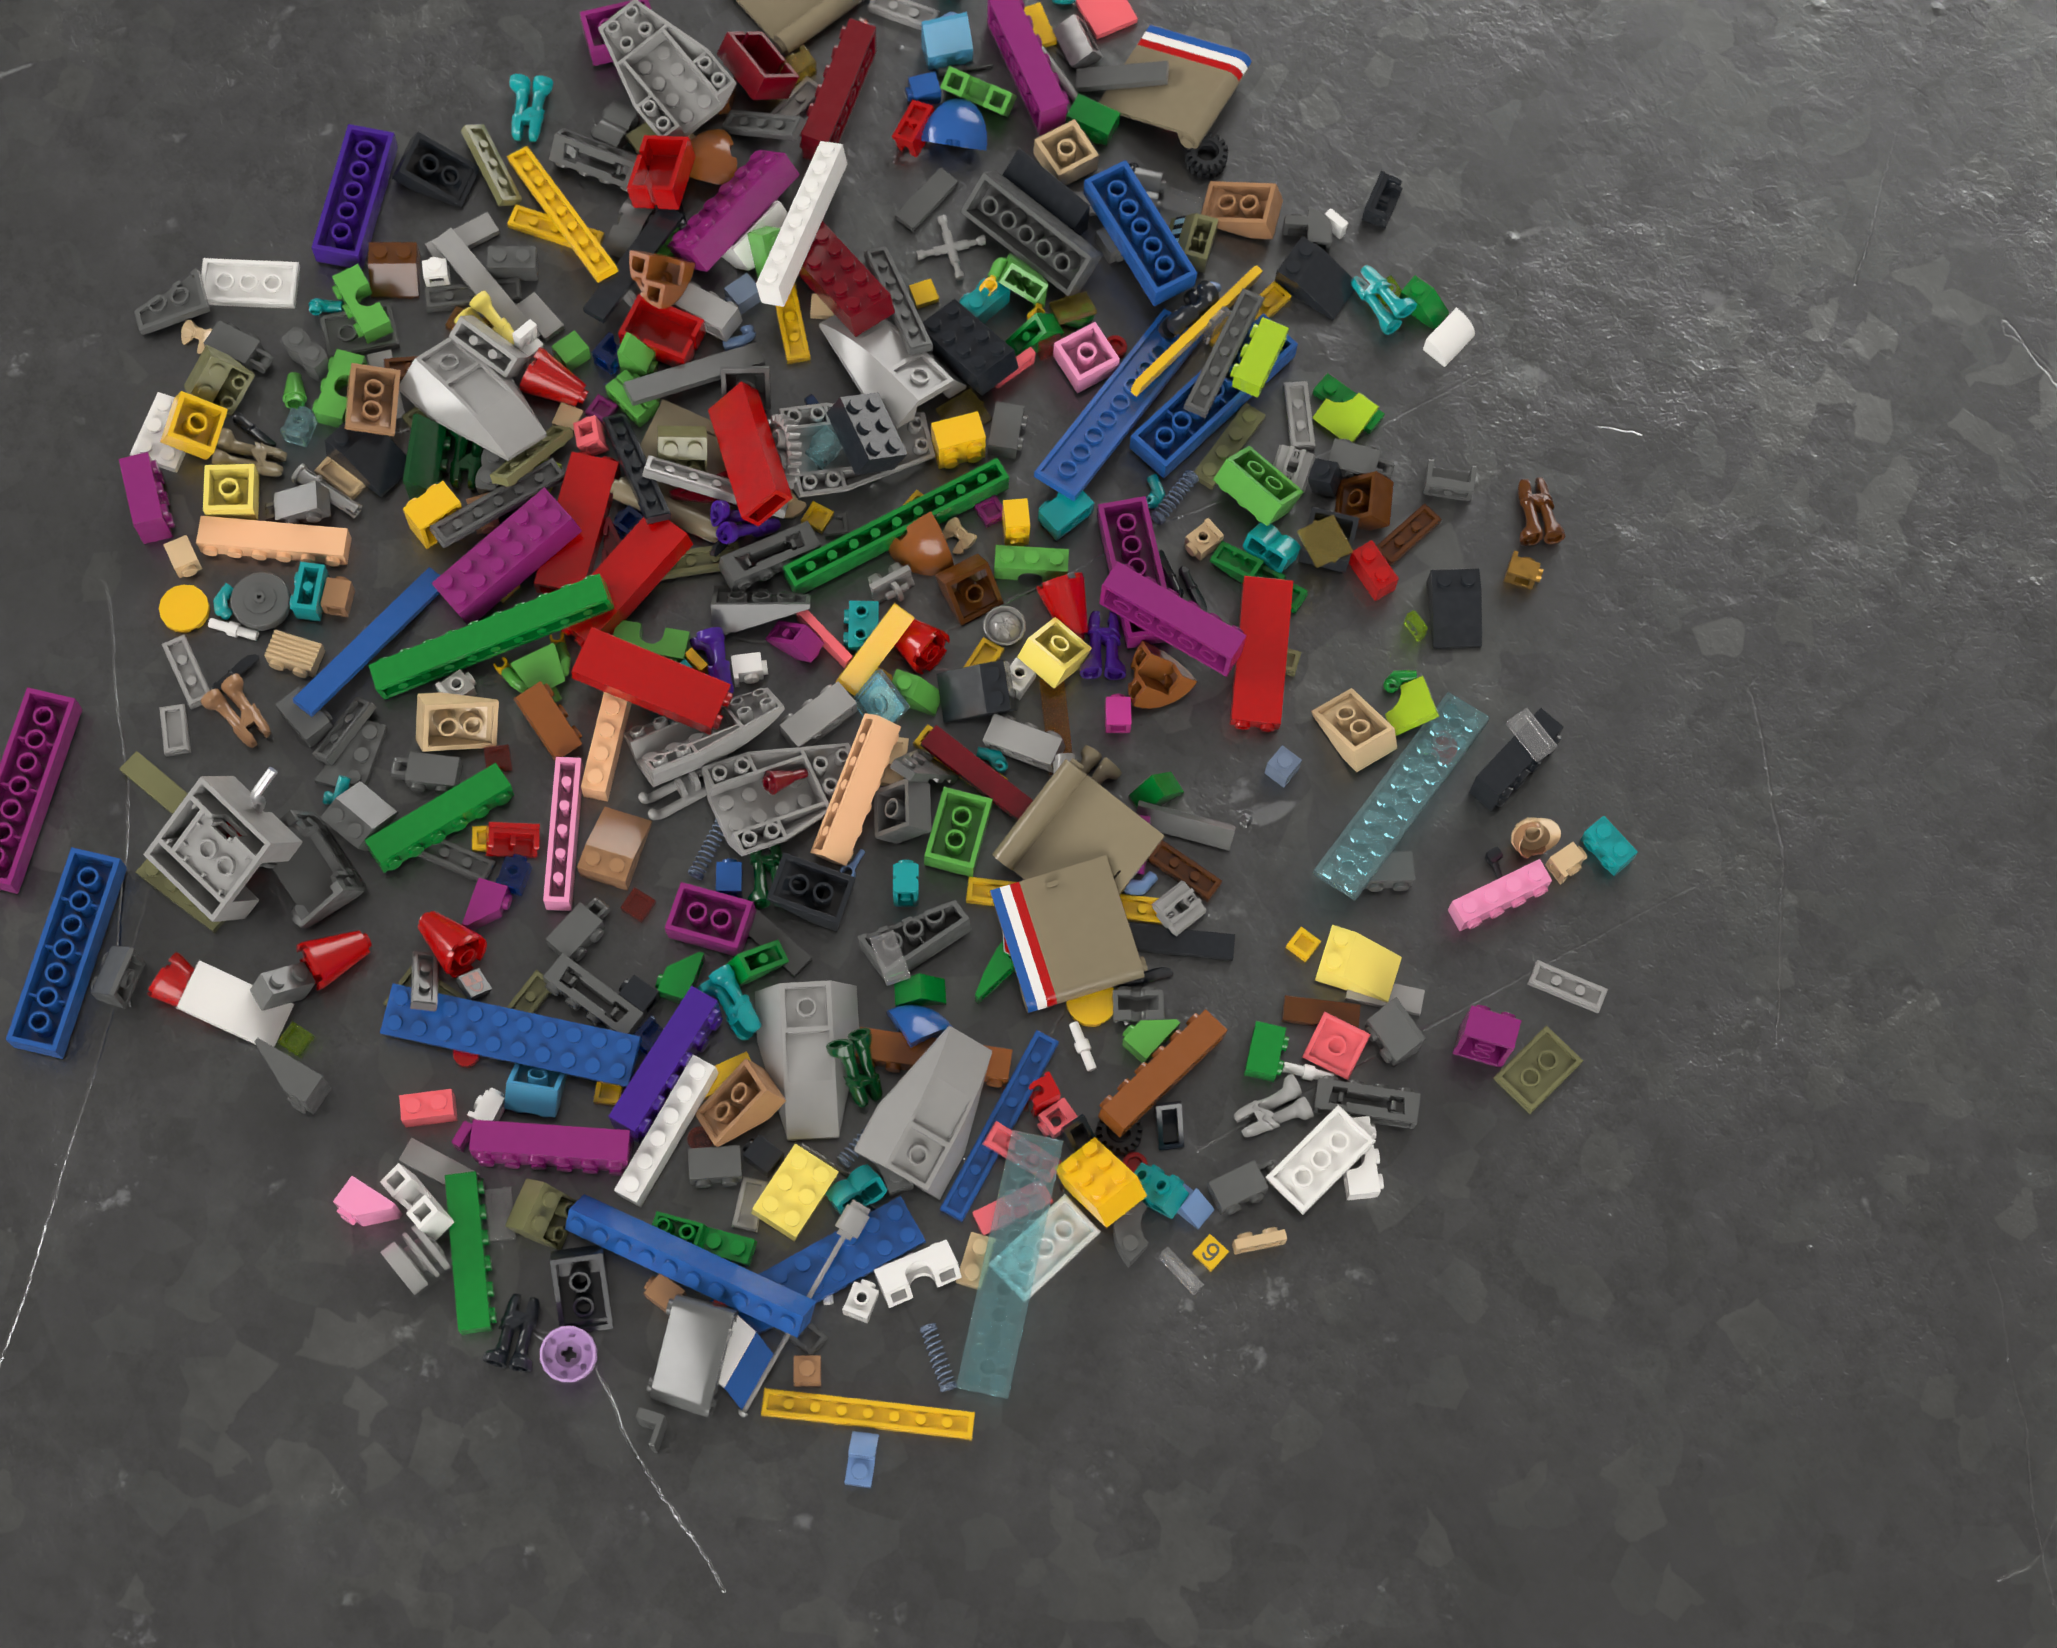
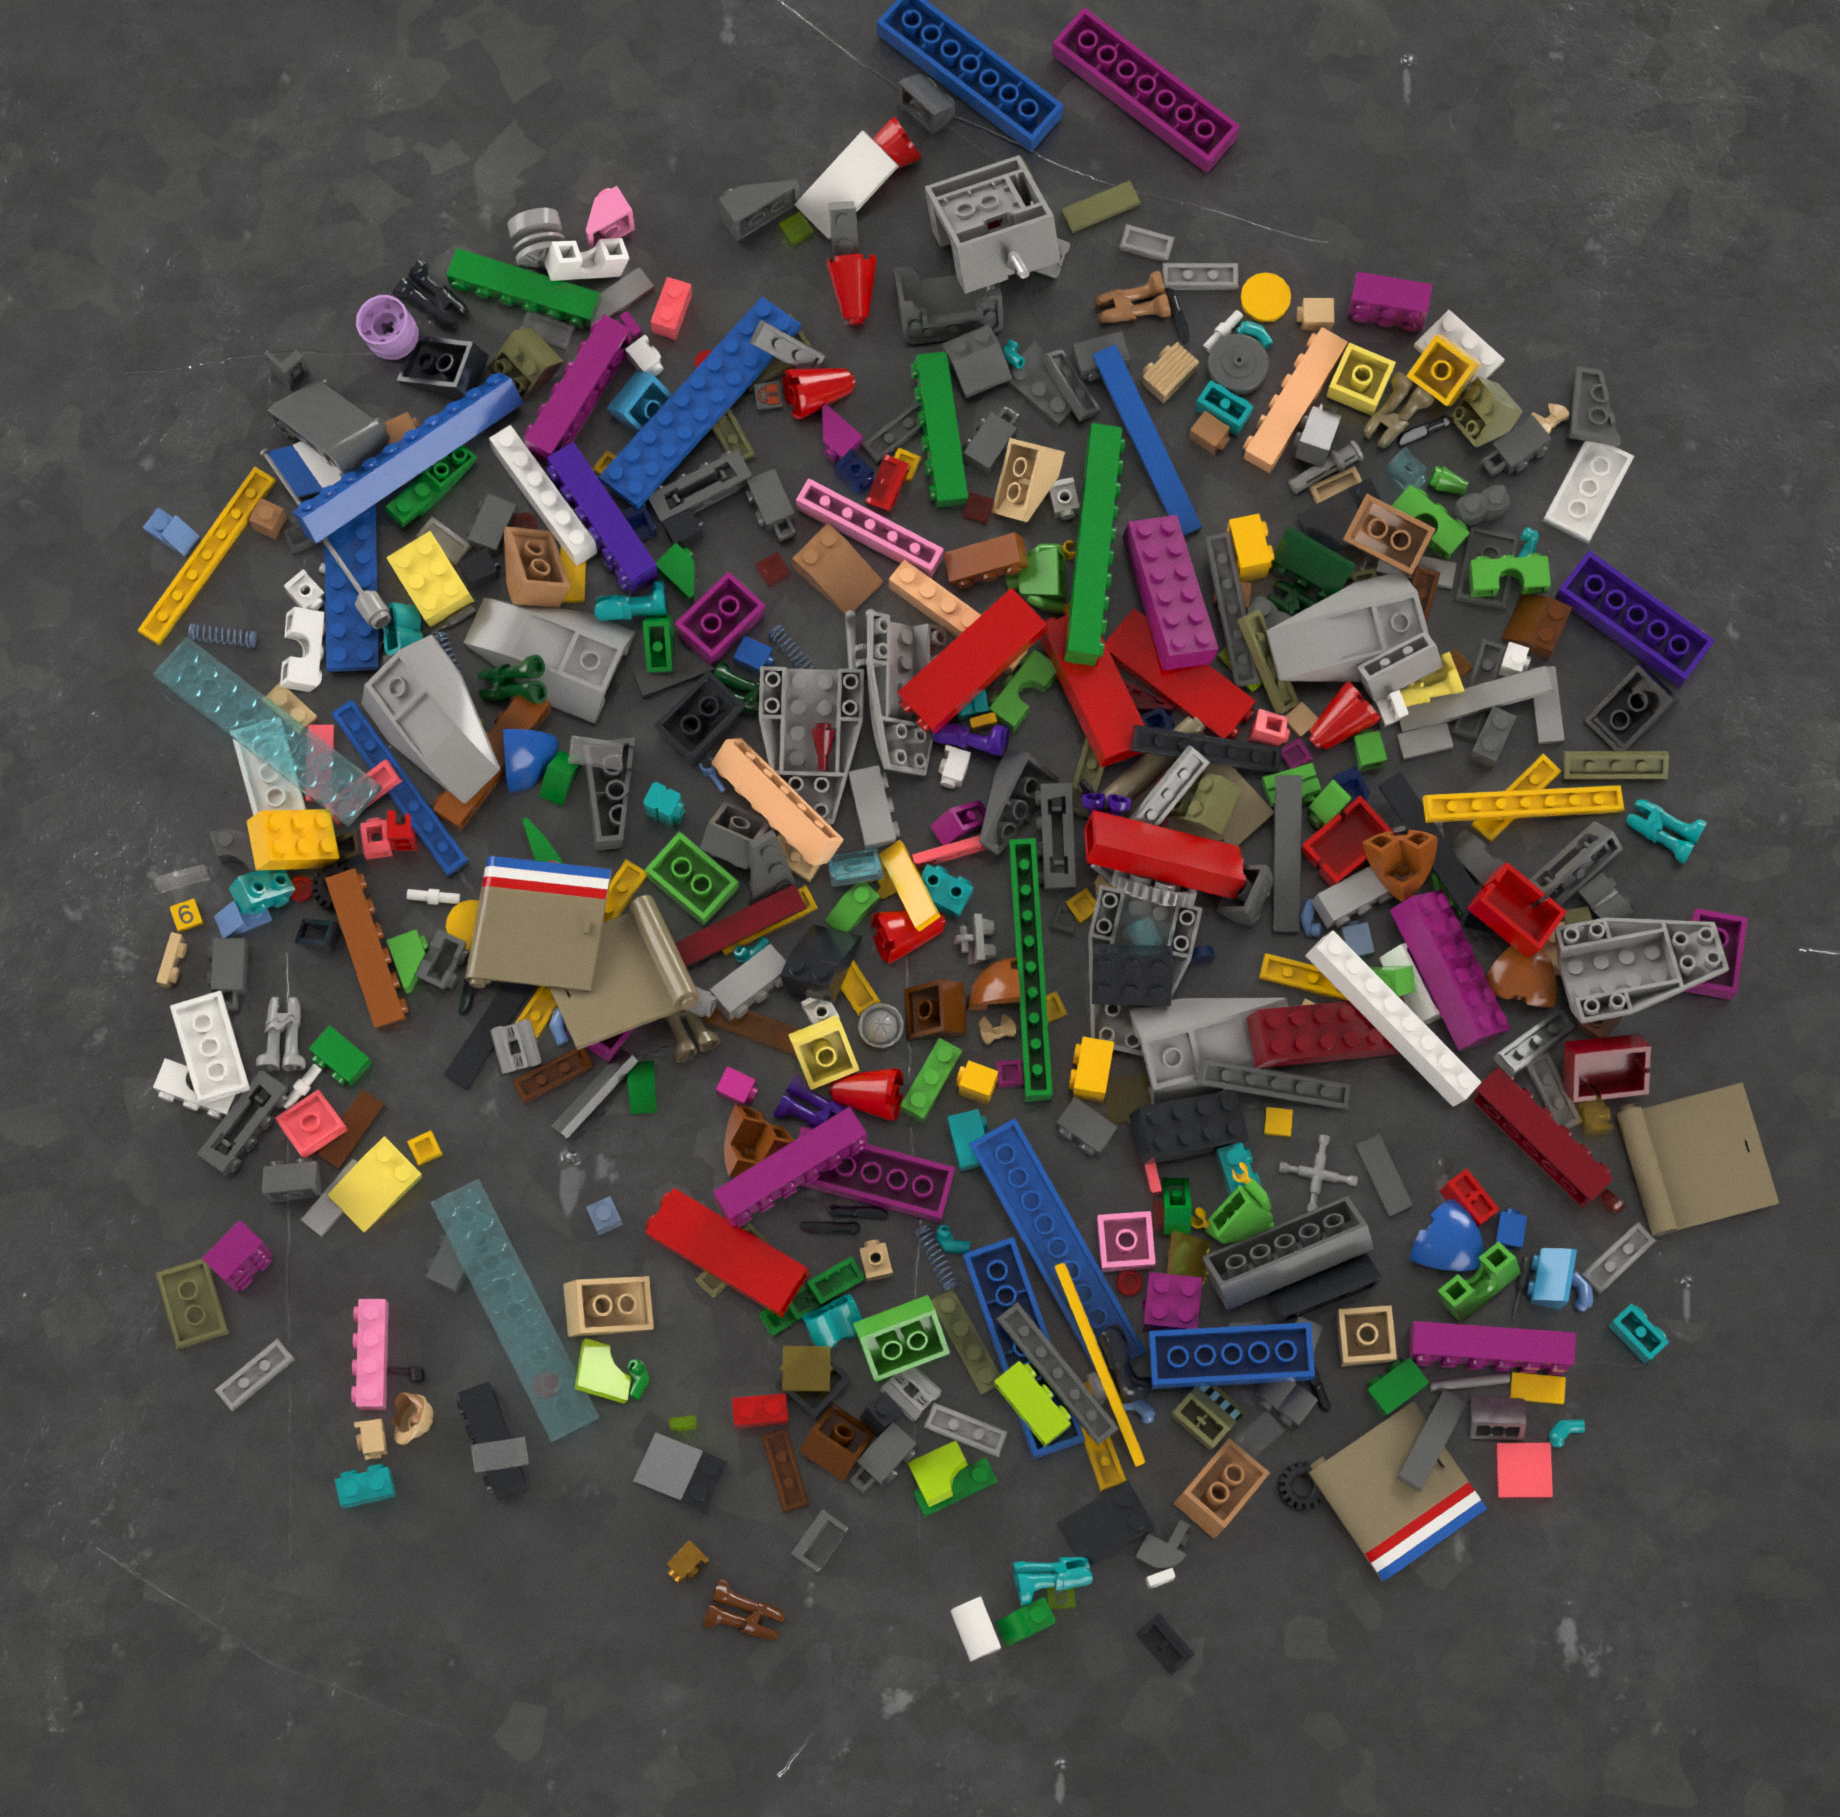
camera: 120 degrees right, 5 degrees up
(1118, 303) = (1171, 1302): none -> magenta brick

